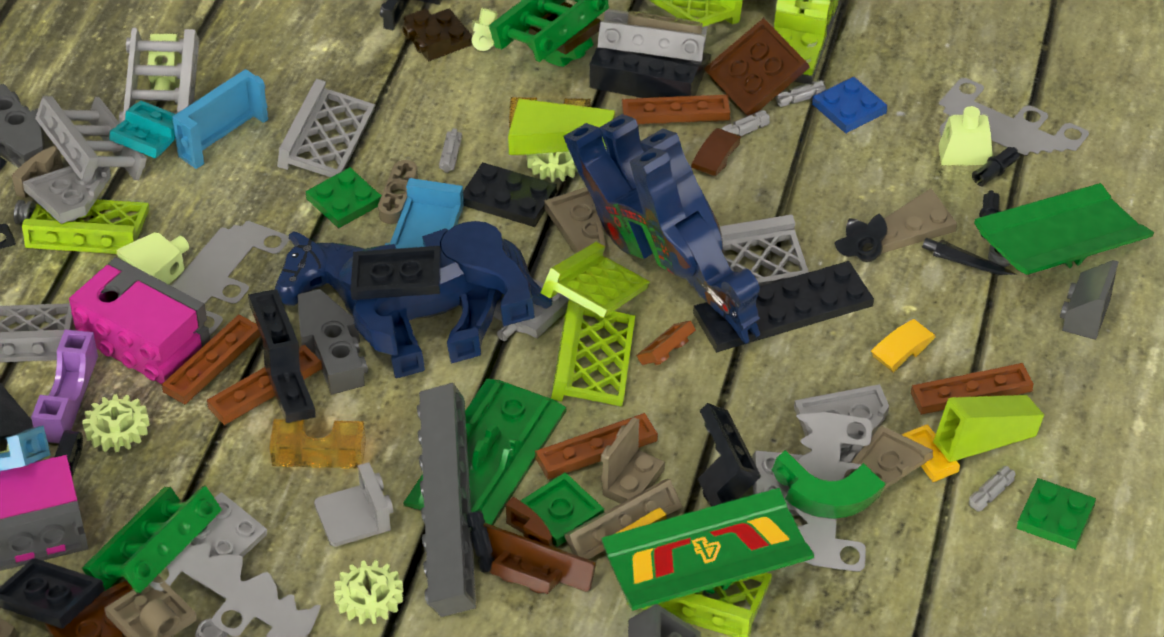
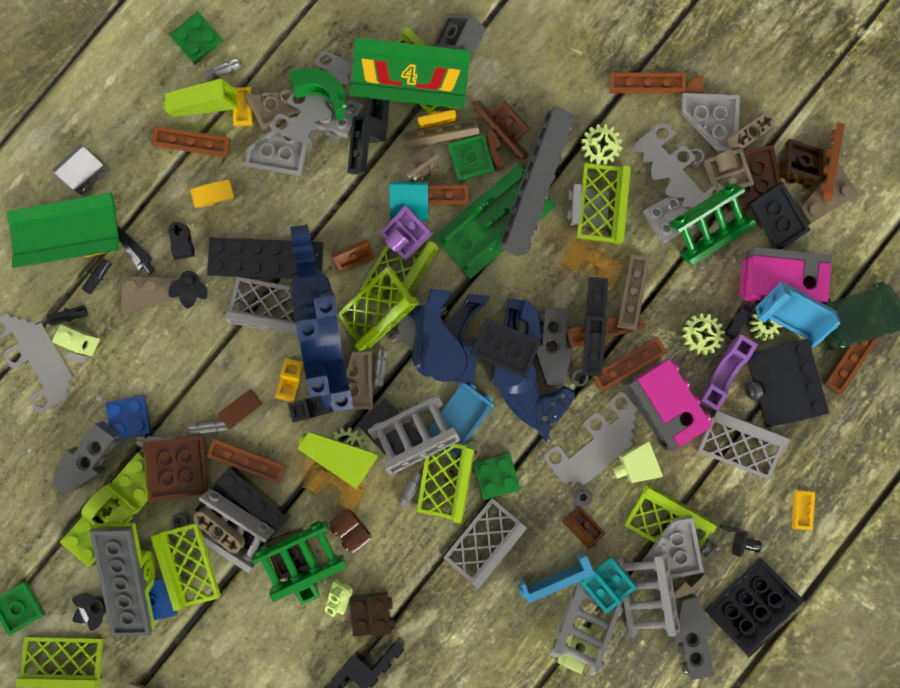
camera: 160 degrees left, 40 degrees up
(16, 387) = (753, 390): none -> dark grey plate
(202, 186) = (583, 527): none -> reddish brown slope
(218, 212) = (576, 496): none -> dark grey plate
(240, 430) = (633, 292): none -> dark tan plate
(305, 522) = (620, 203): none -> lime fence
(389, 165) = (461, 486): none -> lime fence
(467, 150) = (414, 453): none -> light grey fence
(480, 540) = (527, 147): black axle -> none
(500, 84) = (350, 530): none -> reddish brown brick
(557, 243) = (380, 366): none -> light grey axle
(602, 381) = (406, 233): none -> medium lavender plate
(611, 422) = (409, 194): none -> teal slope
(719, 37) = (175, 519): none -> dark grey plate
(867, 44) = (74, 469): none -> dark grey brick
(907, 281) = (181, 244): none -> black piece

